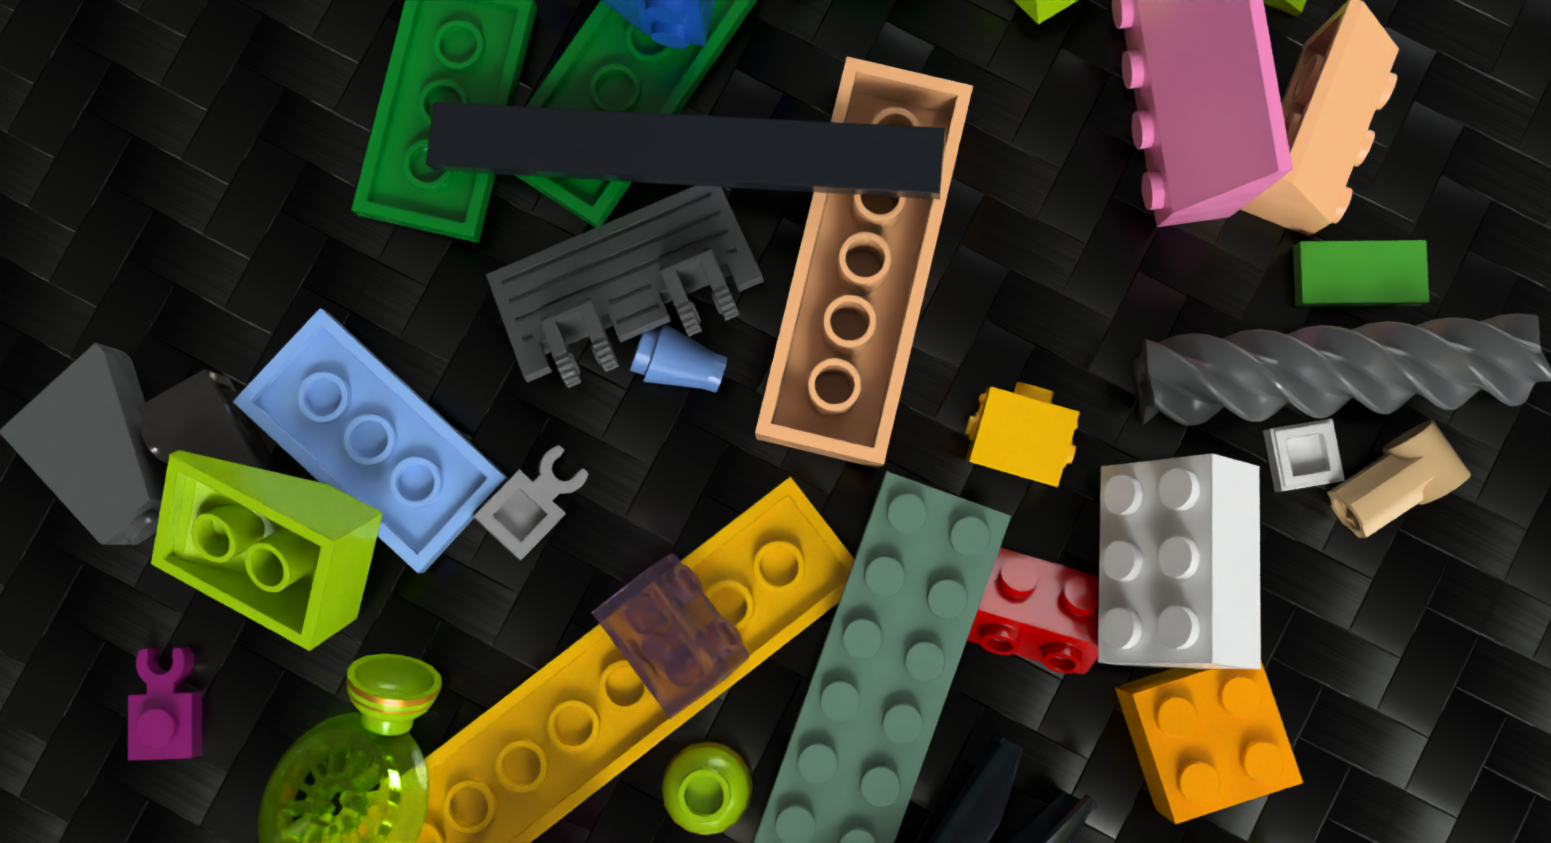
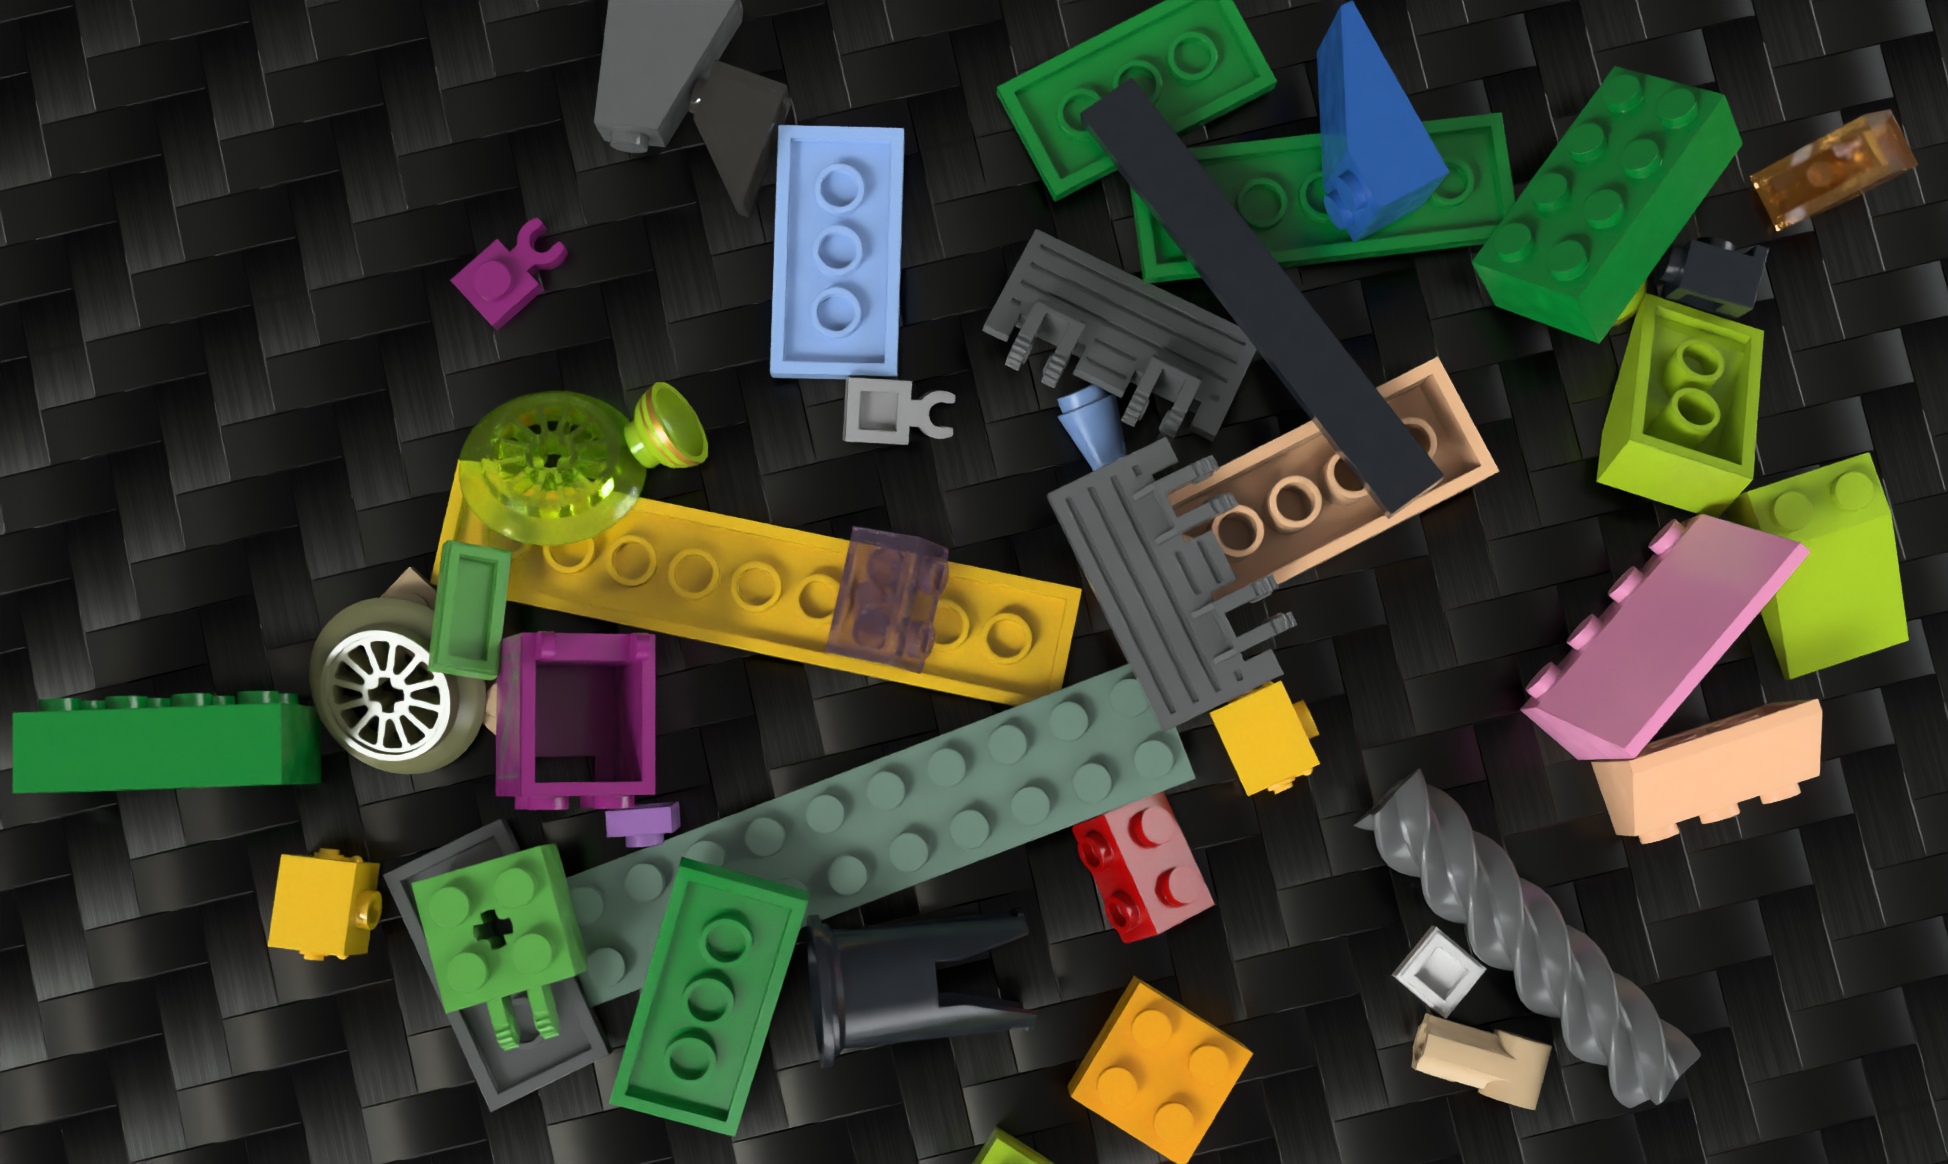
camera: 45 degrees right, 0 degrees up
(266, 544) = (697, 243): lime slope -> none
(706, 788) = (793, 728): lime piece -> none
(842, 416) = (1161, 587): none -> dark grey hinge
(1180, 564) = (1269, 935): white brick -> none
(1360, 273) = (1621, 898): bright green tile -> none

